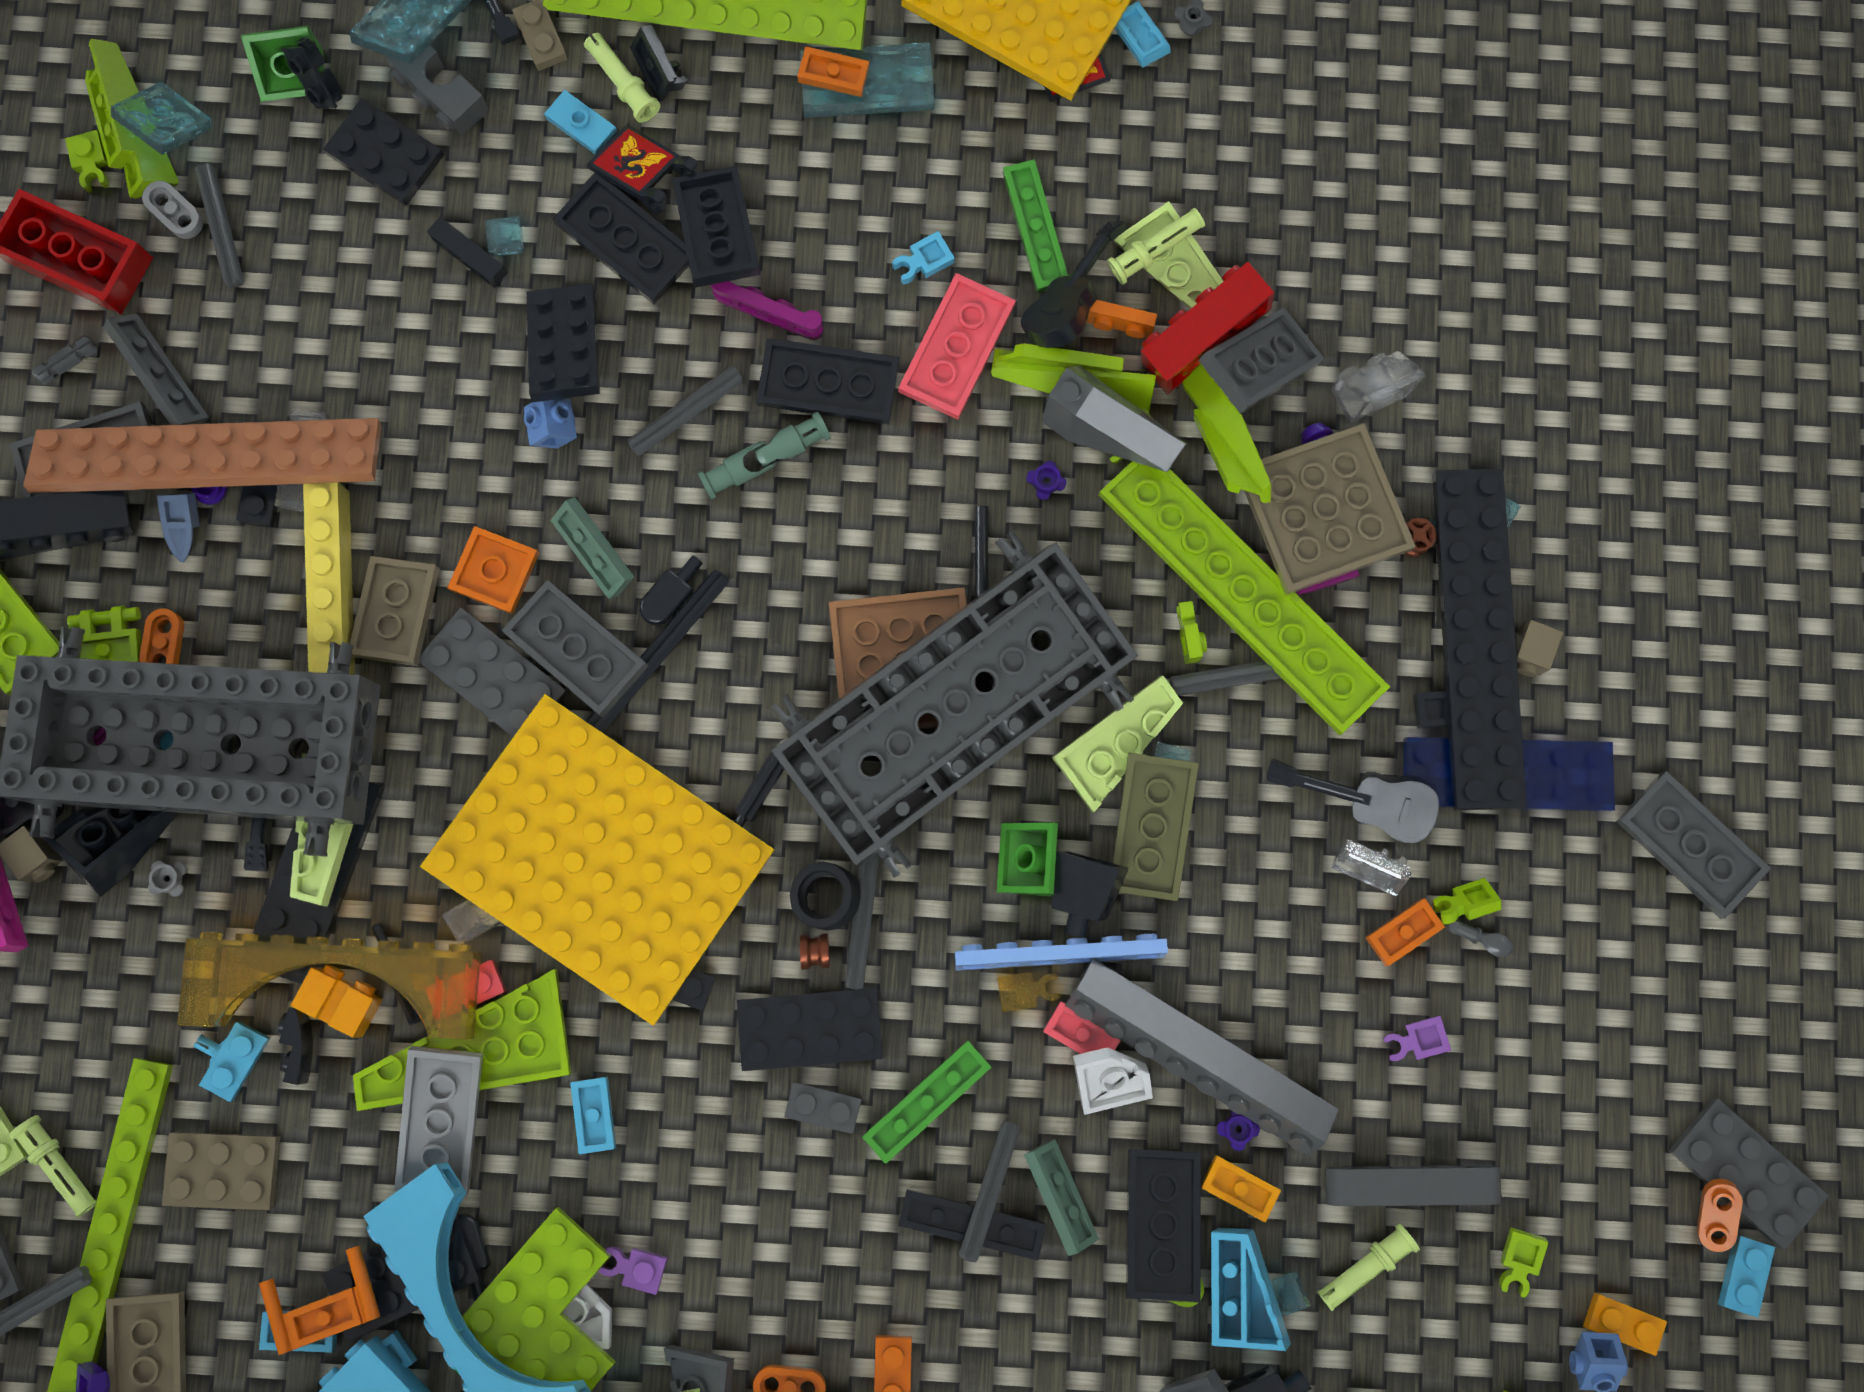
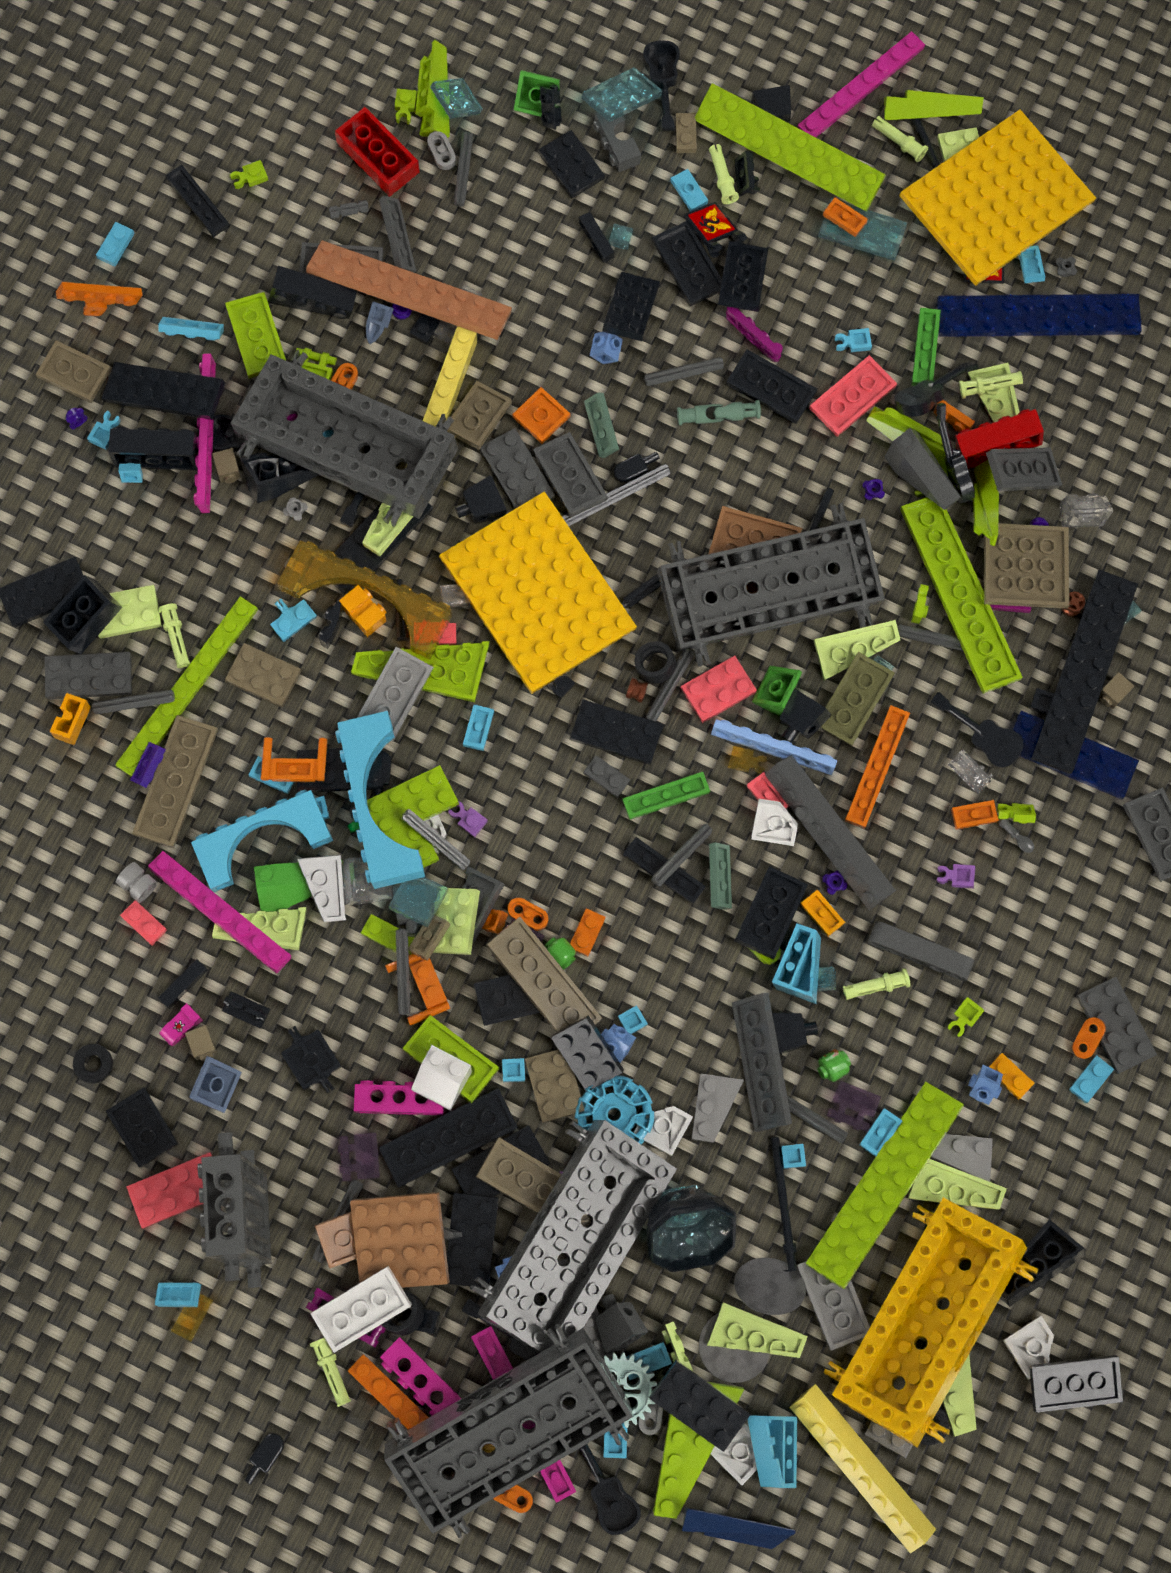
camera: 20 degrees right, 5 degrees down
(455, 748) = (482, 502): none -> black torso
(595, 1336) = (435, 839): none -> axle
(938, 894) = (718, 689): none -> coral plate
(1153, 390) = (954, 460): none -> black piece
(1182, 108) = (1039, 315): none -> clear blue plate
(1229, 918) = (877, 767): none -> orange plate

